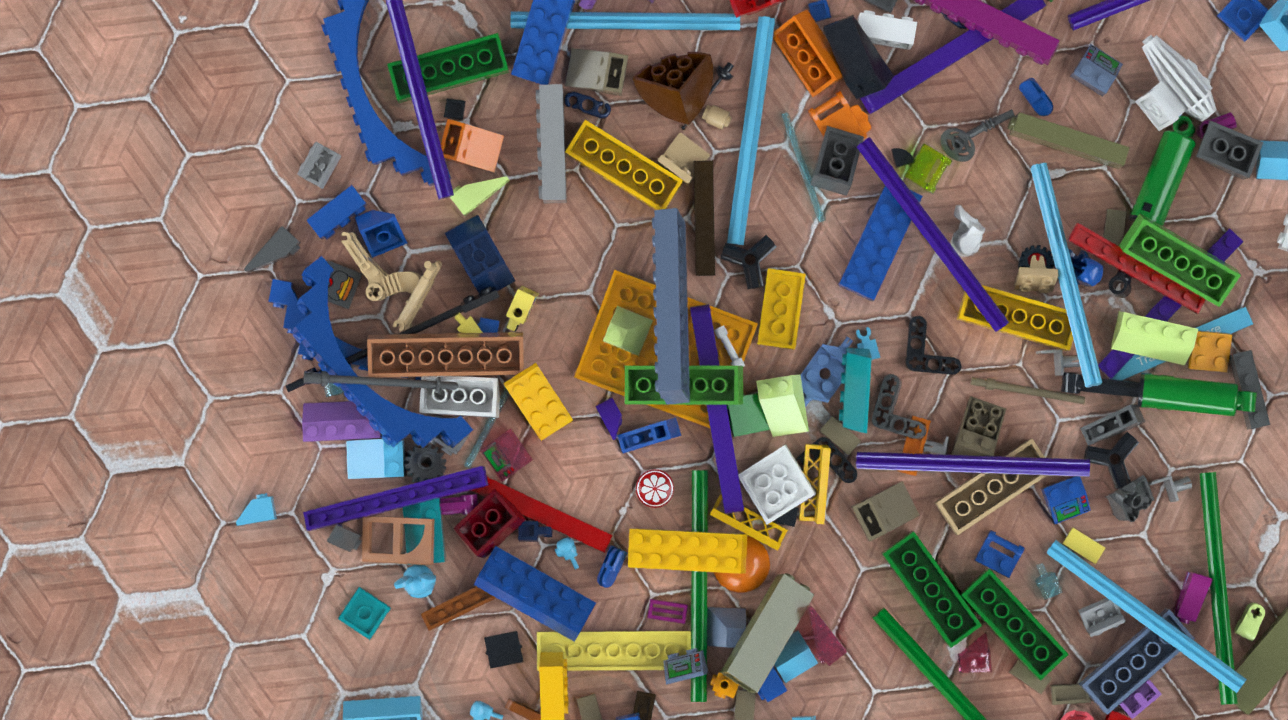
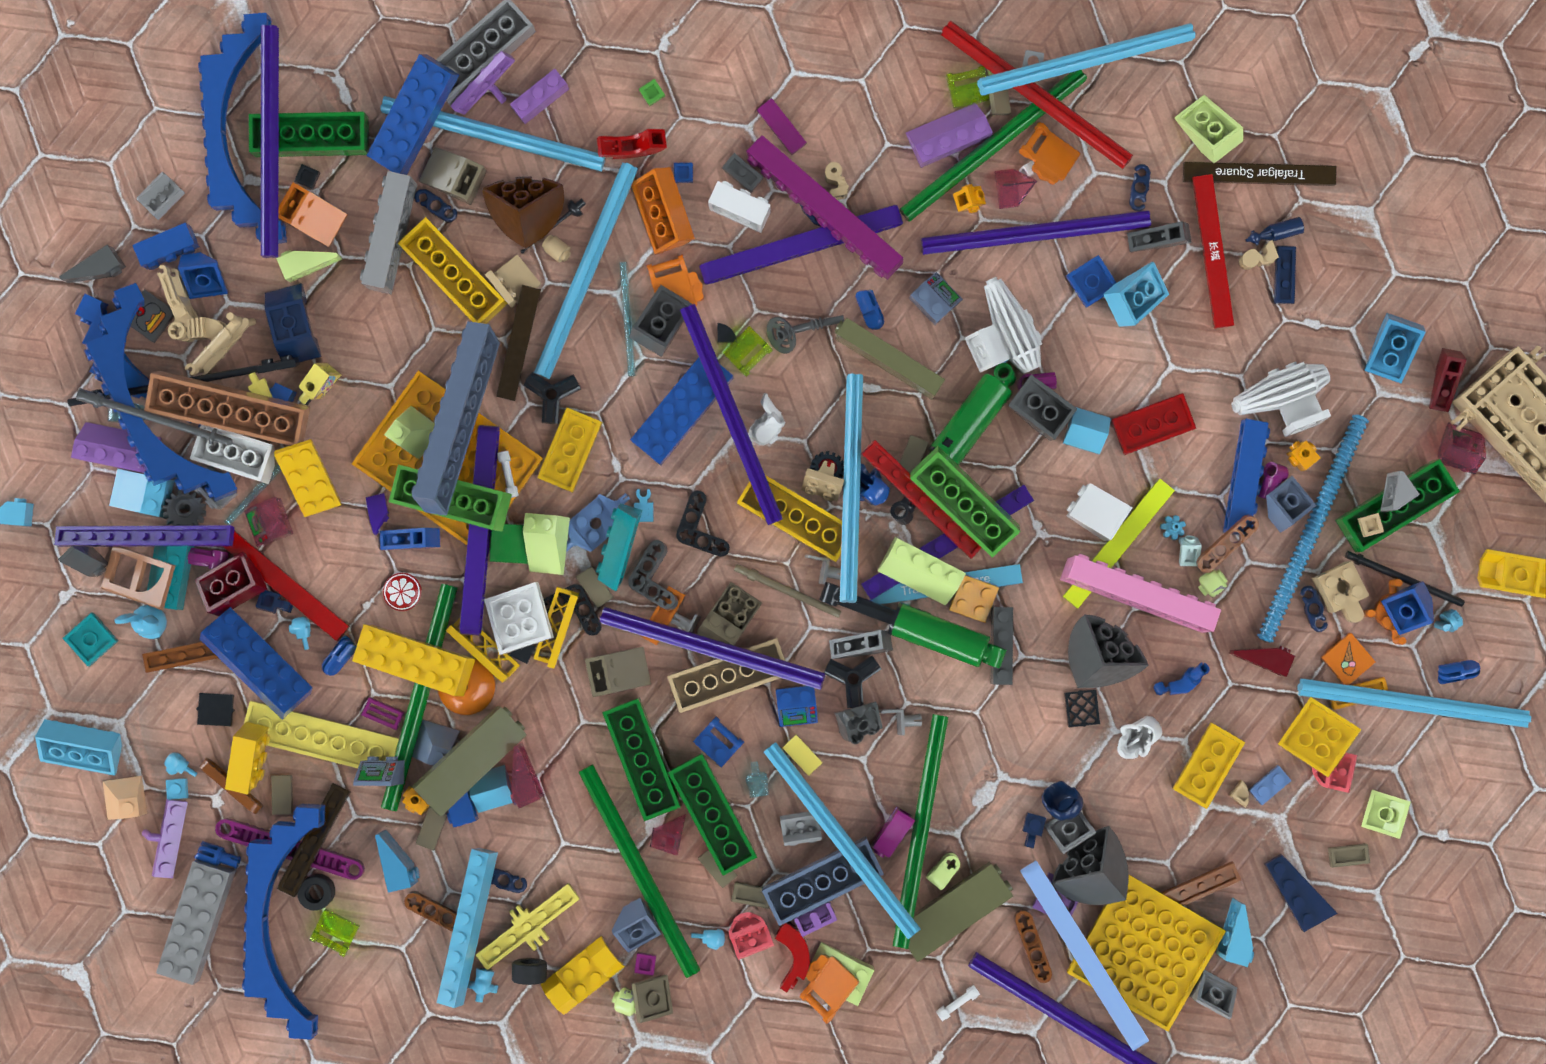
camera: 15 degrees right, 0 degrees up
(857, 58) = (704, 226): black slope -> none

